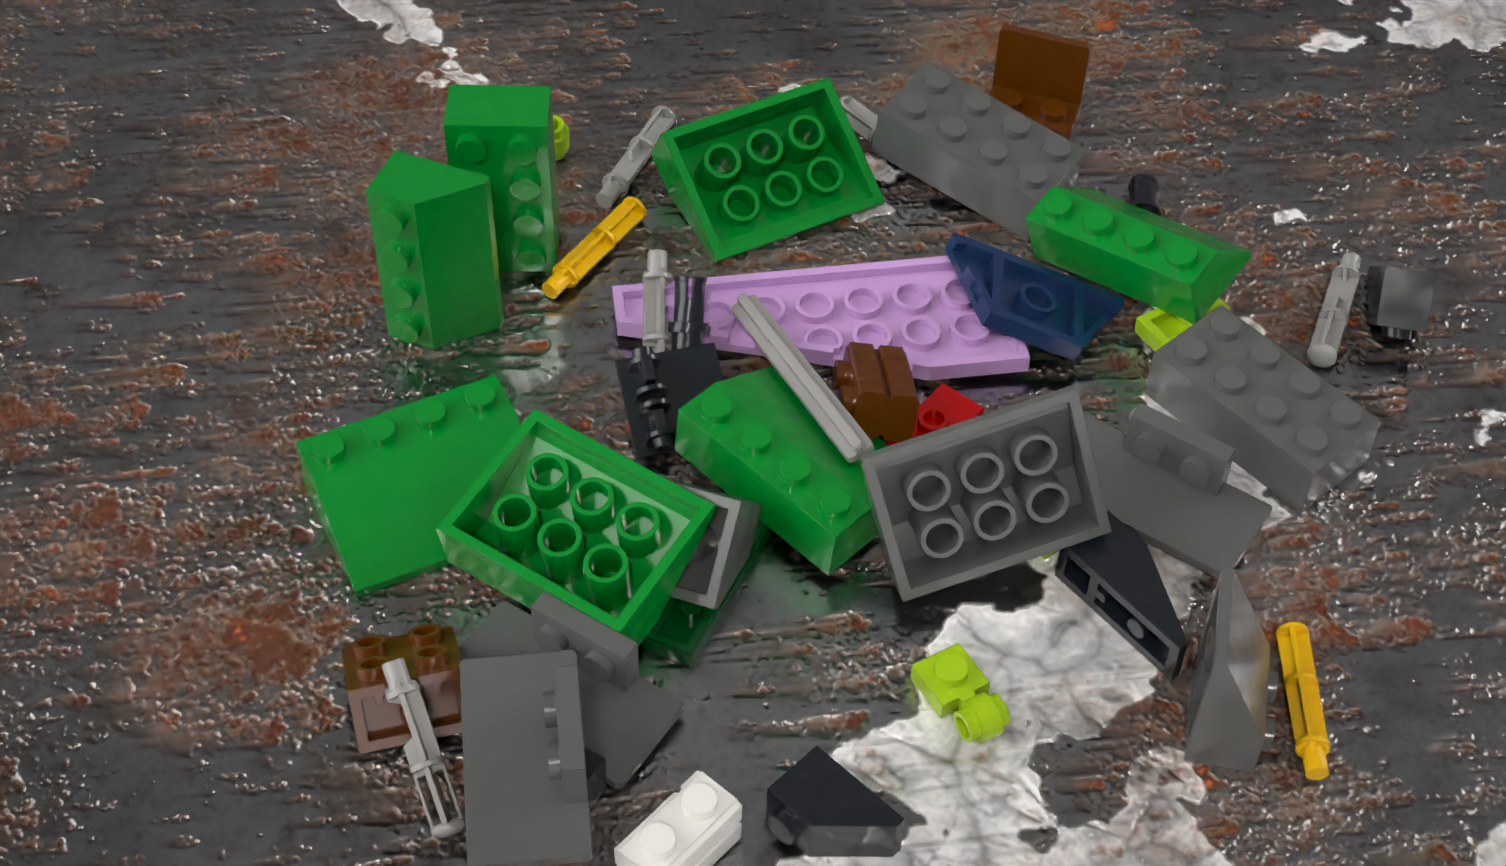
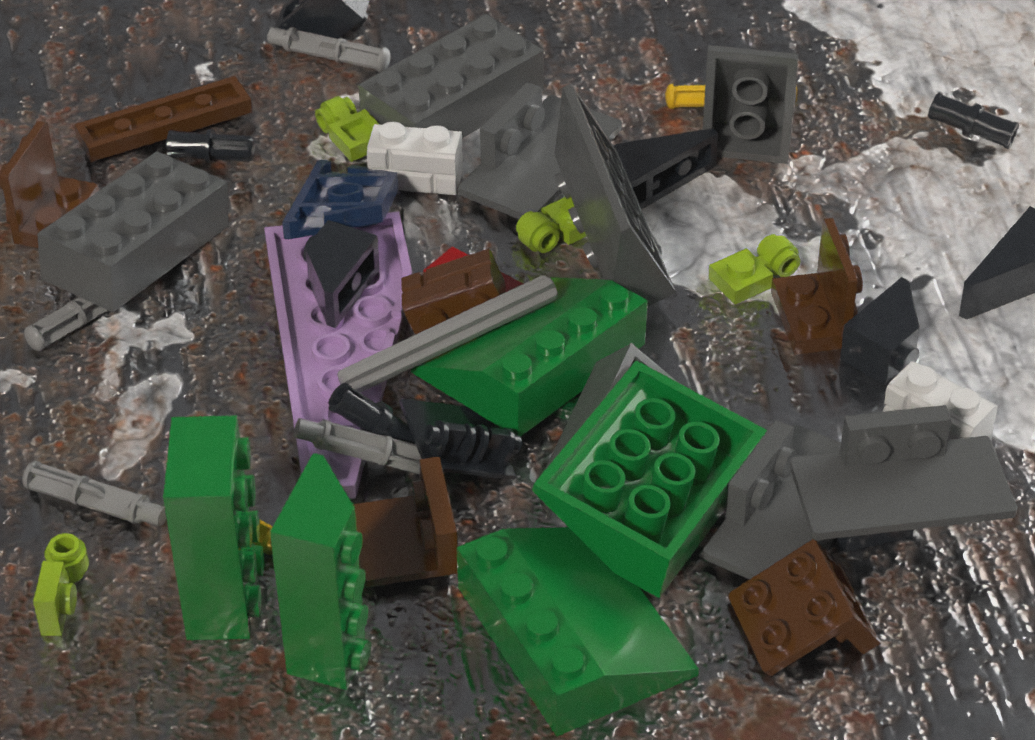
camera: 90 degrees left, 5 degrees down
(423, 748) = (896, 571): light grey piece -> none
(556, 363) = (409, 534): none -> reddish brown bracket
(766, 170) = (125, 380): green slope -> none
(893, 743) = (821, 302): none -> reddish brown bracket
(903, 291) = (340, 267): none -> black slope
(1121, 368) = (422, 157): none -> white brick
(1133, 250) = (284, 132): green slope -> none
(1183, 176) = (153, 120): none -> reddish brown plate

